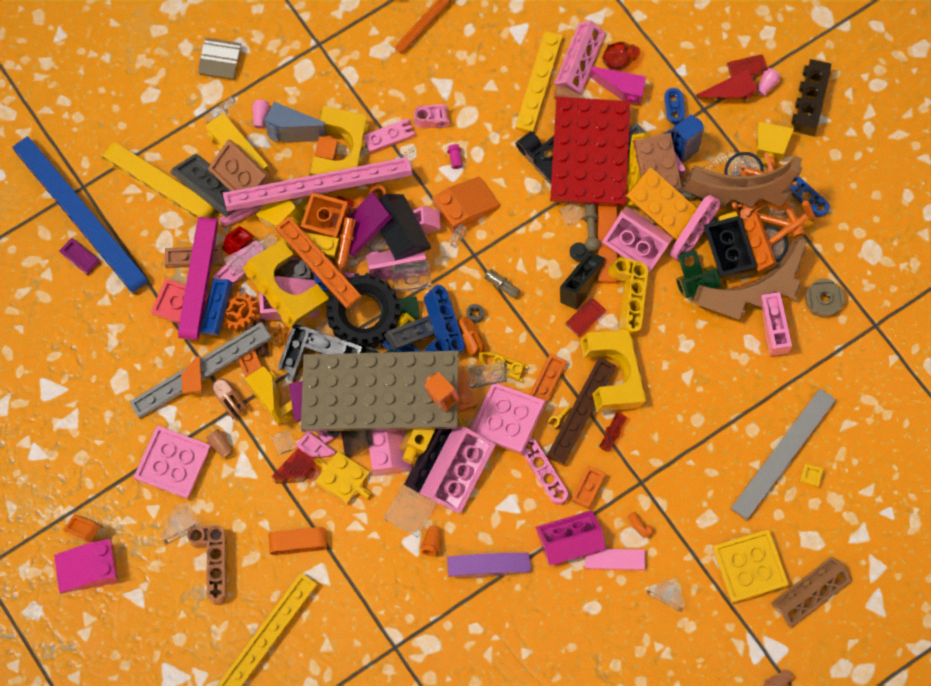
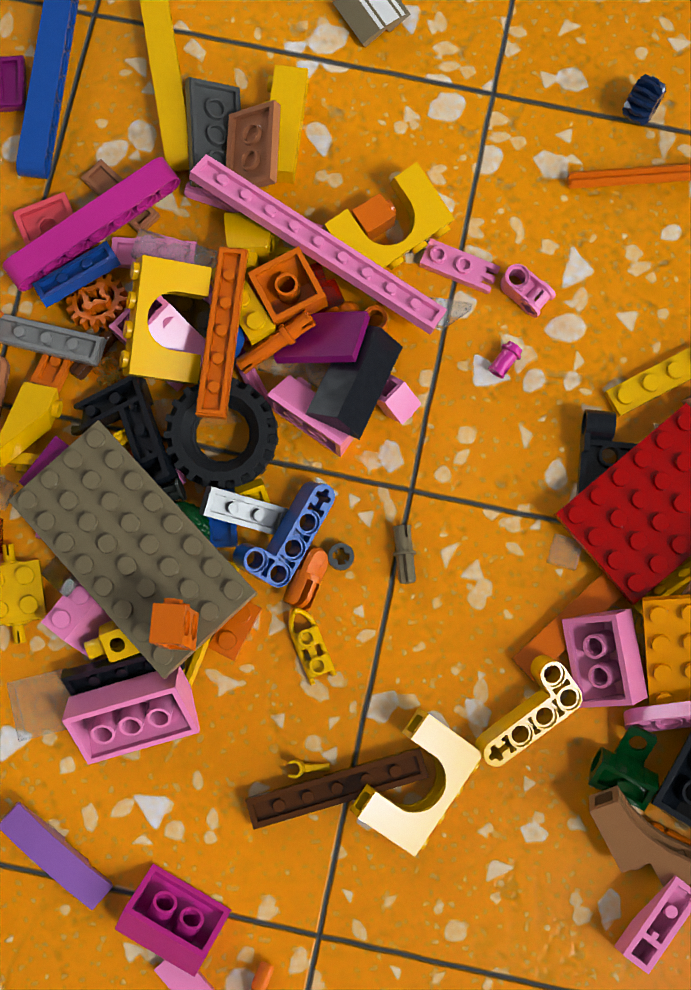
camera: 45 degrees right, 10 degrees up
(222, 108) = (314, 63): clear tile -> none
(237, 240) = (180, 223): red bracket -> none
(260, 110) = (350, 108): bright pink cone -> none
(292, 126) = (362, 152): sand blue slope -> none
(314, 447) = (20, 532): bright pink tile -> none
(410, 306) = (277, 479): dark green slope -> none
(411, 276) = (312, 447): clear tile -> none
(431, 542) = (26, 763): orange cone -> none
(458, 236) = (413, 451): clear tile -> none
(464, 203) = (460, 423): orange slope -> none
(487, 374) = (278, 642): clear plate -> none
(508, 417) = (247, 713): bright pink plate -> none
(544, 470) = (222, 809): bright pink beam -> none
(548, 378) = (321, 718): orange tile -> none
(578, 251) = (526, 603): pearl dark grey plate -> none
(580, 281) = (493, 640): pearl dark grey slope -> none
(585, 317) = (455, 684): clear red tile -> none
(588, 487) = (253, 882): orange plate -> none
(591, 243) = (550, 609): dark tan pin -> none
(612, 432) = (346, 848): clear red pin -> none

